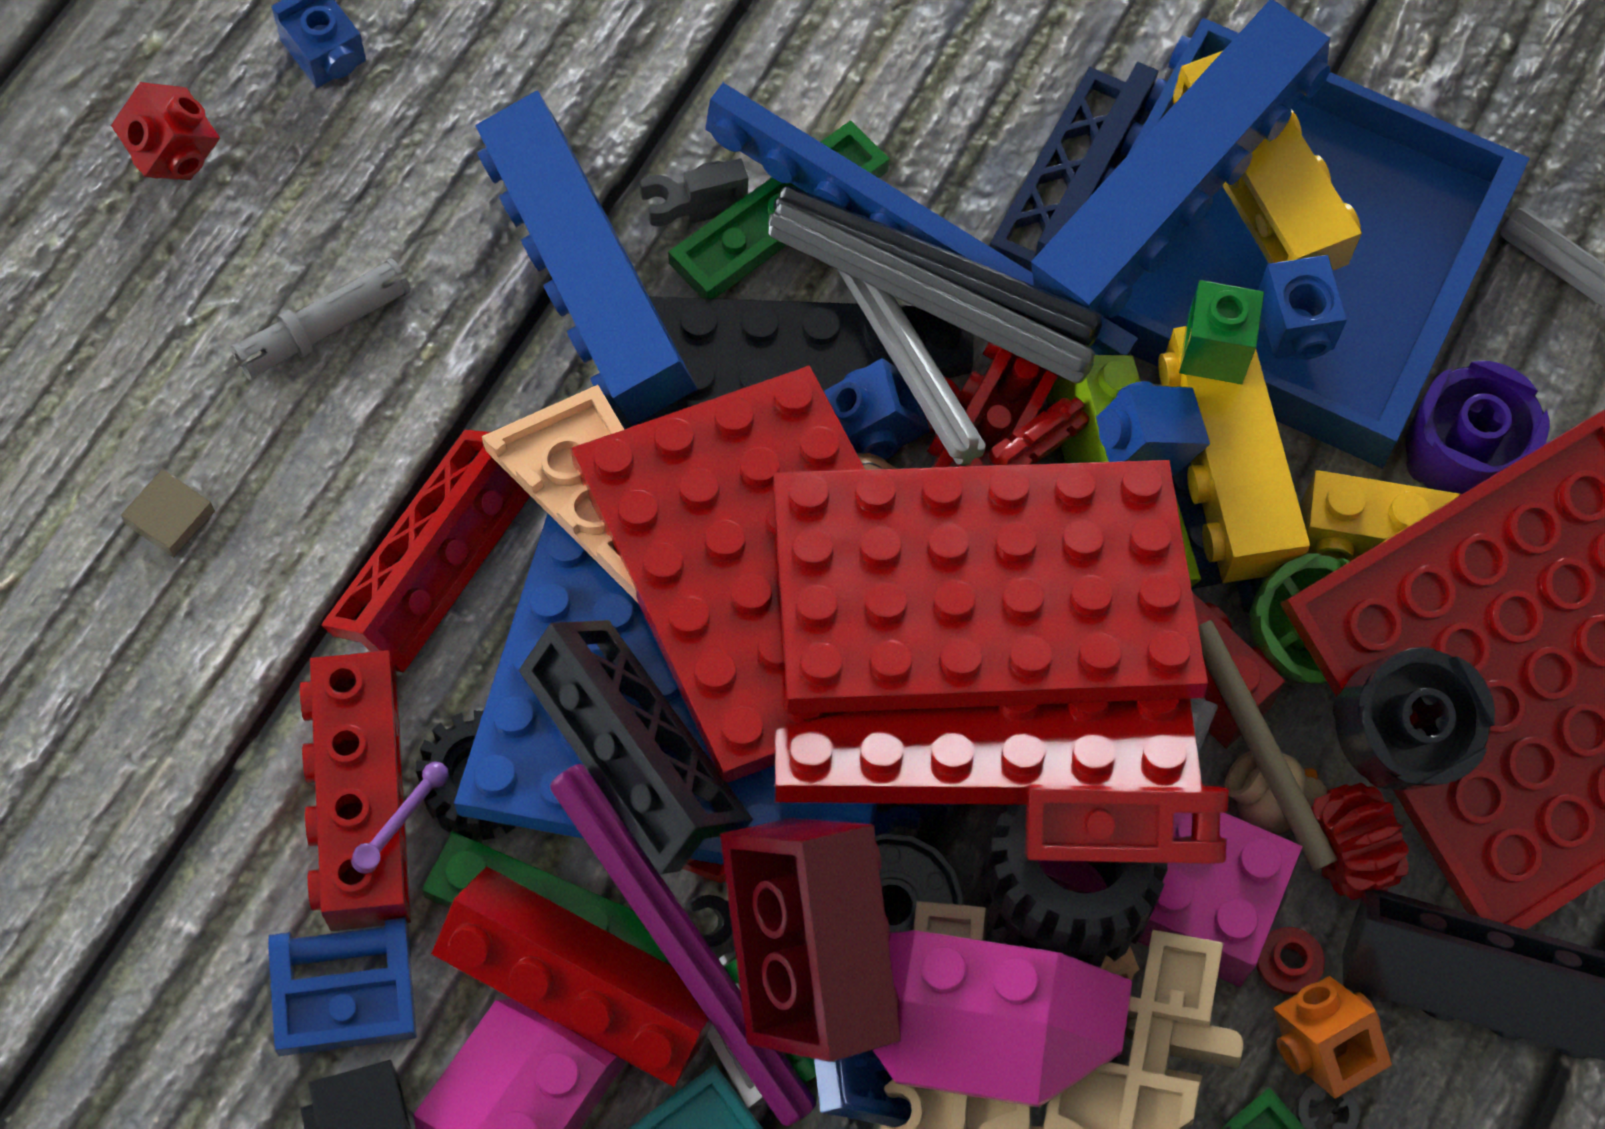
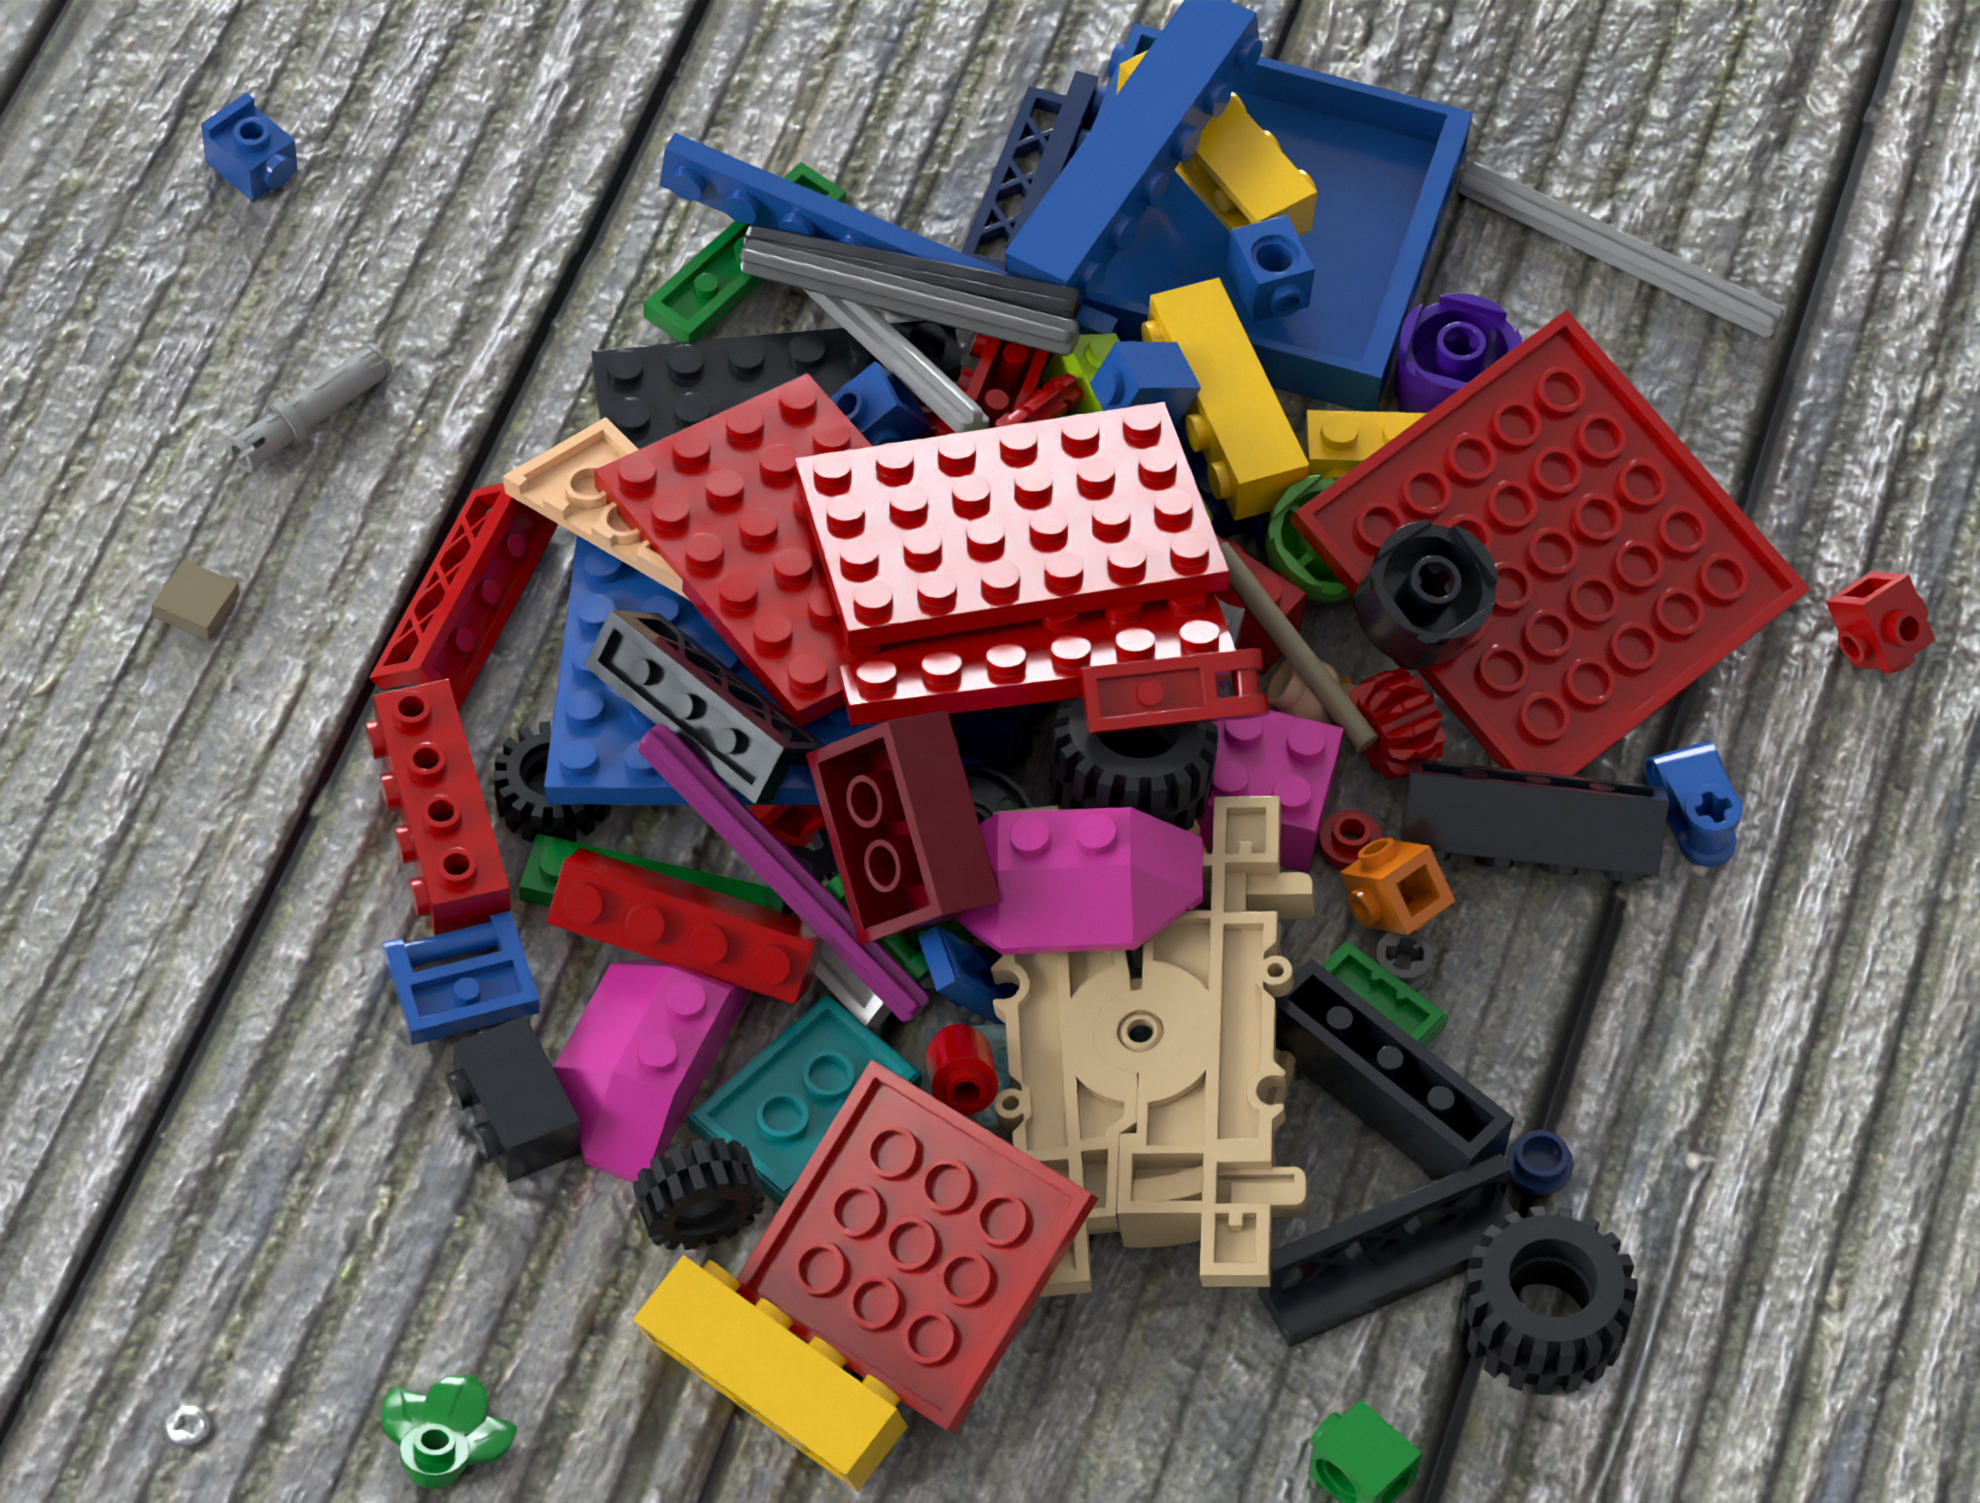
camera: 10 degrees left, 10 degrees down
(165, 131) = (118, 254): red brick -> none
(367, 855) = (470, 846): medium lavender hinge -> none
(585, 259) = (561, 311): blue brick -> none
(701, 196) = (665, 249): dark grey plate -> none
(1221, 332) = (1195, 287): green brick -> none

